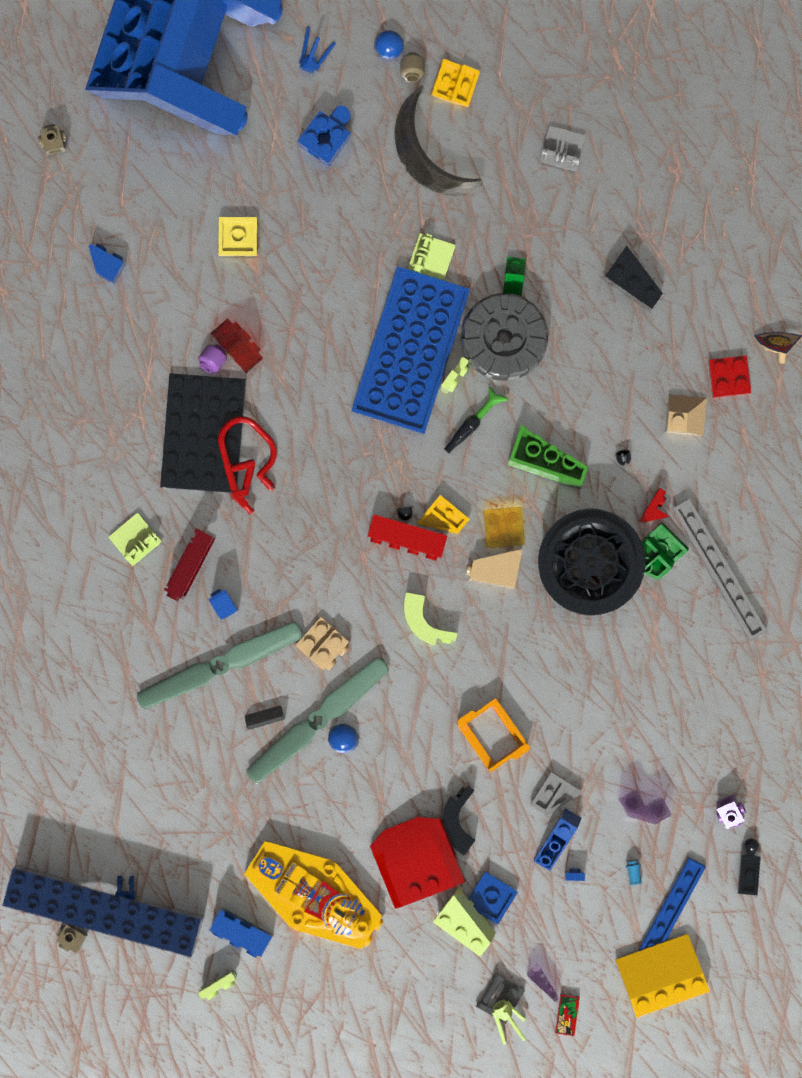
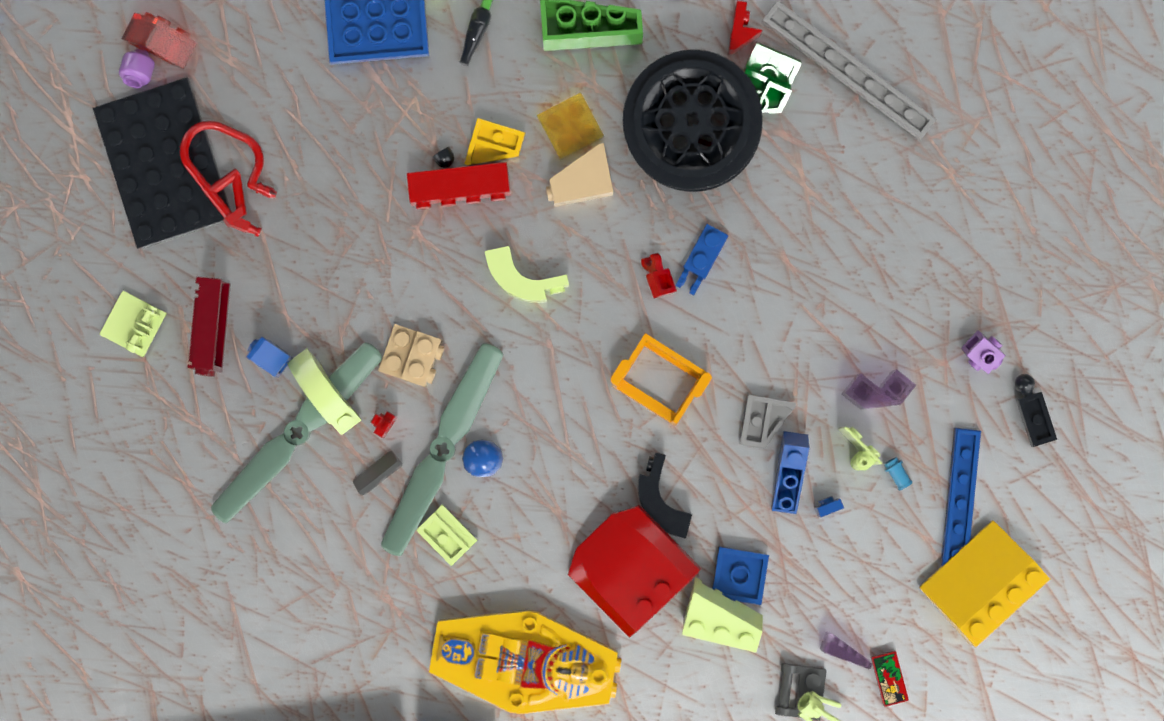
camera: 20 degrees left, 0 degrees up
(249, 644) = (322, 392): none -> yellowish green arch
(283, 684) = (383, 423): none -> red plate
(295, 782) = (446, 535): none -> yellowish green plate
(522, 664) = (659, 279): none -> red plate
(559, 660) = (703, 256): none -> blue hinge
(614, 851) = (866, 456): none -> yellowish green hinge

